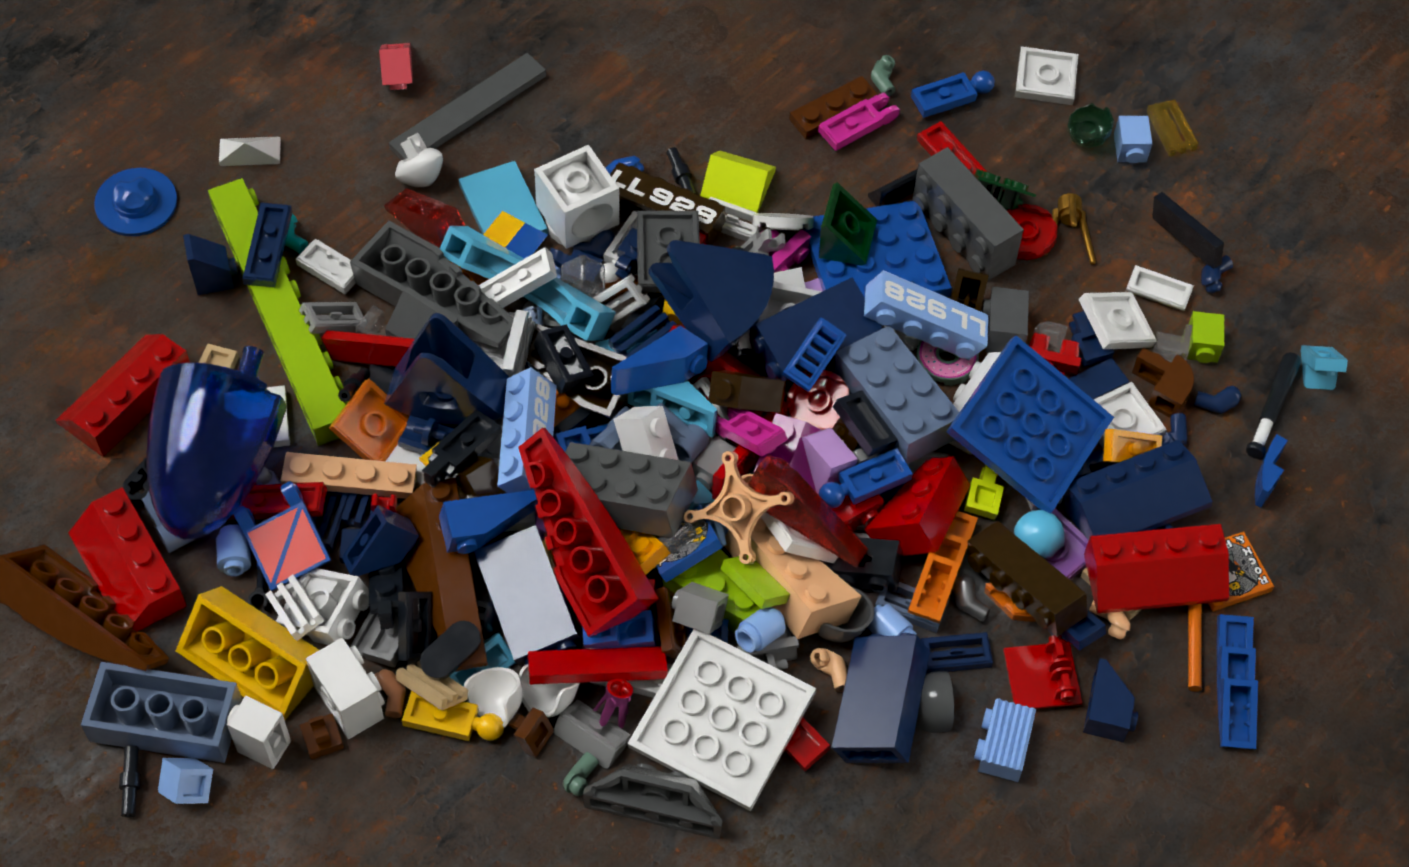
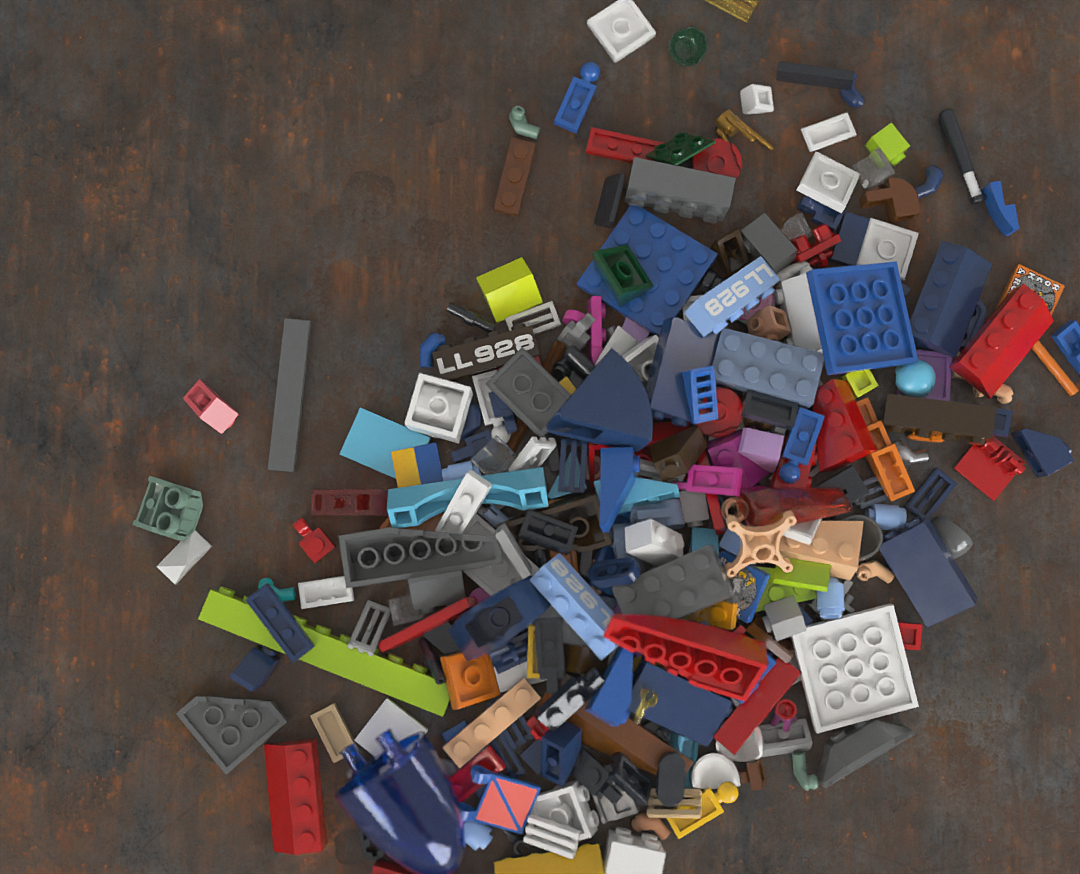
camera: 45 degrees left, 25 degrees up
(135, 202) = (152, 660): blue hat -> none
(137, 297) = (231, 726): none -> dark grey plate
(280, 105) = (169, 509): none -> sand green slope
(365, 224) = (315, 543): none -> red plate
(422, 163) = (306, 467): white piece -> none
(431, 490) = (569, 699): none -> black hinge
(496, 560) = (645, 704): none -> clear yellow hand
(577, 430) = (614, 572): none -> dark blue plate
(783, 221) = (573, 300): white tile -> none
(857, 121) = (540, 177): dark pink hinge -> none
(945, 372) = (769, 324): none -> nougat brick
(1006, 739) = (1008, 527): light blue brick -> none
(1118, 215) = (756, 99): none -> white slope
(1126, 444) = (917, 269): light orange plate -> none
(1132, 139) = (721, 32): light blue brick -> none
(1178, 430) = (927, 232): dark blue arm -> none
(1321, 366) = (968, 101): medium azure slope -> none

